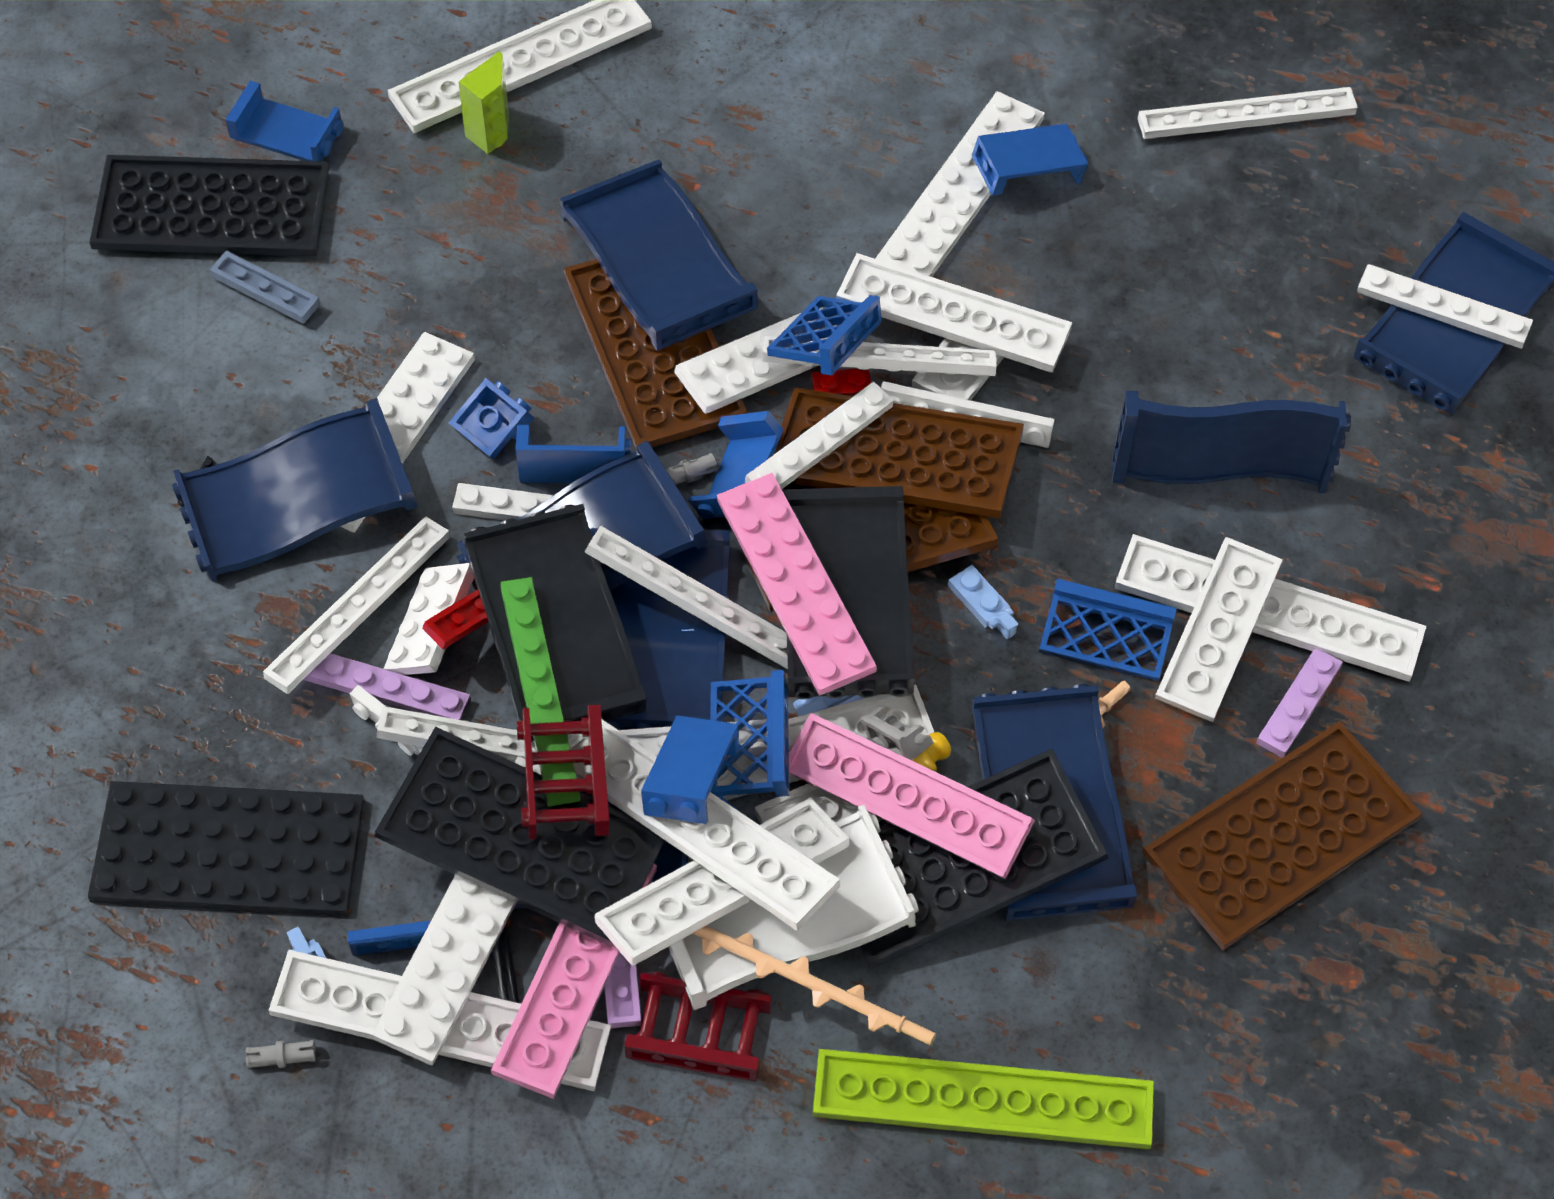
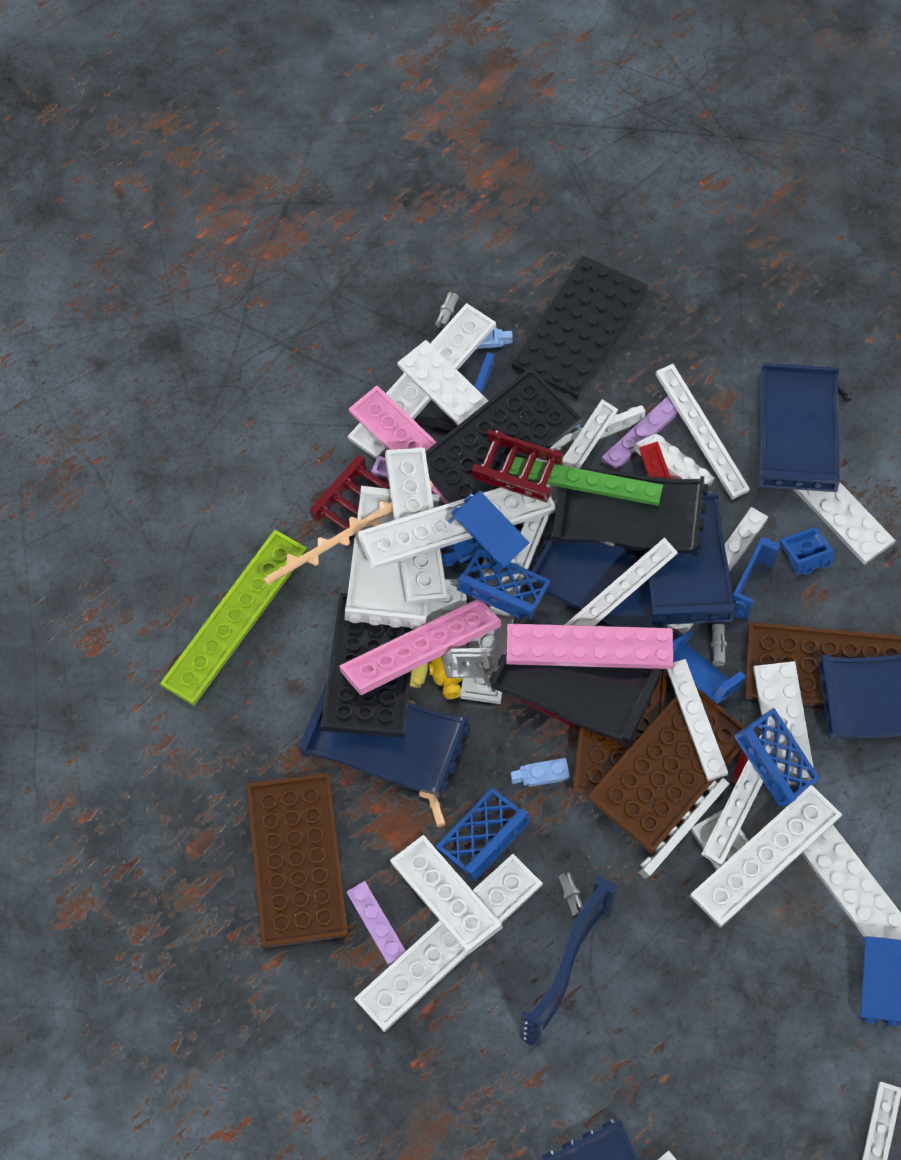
camera: 120 degrees right, 5 degrees up
(1123, 503) = (571, 893): none -> light grey pin

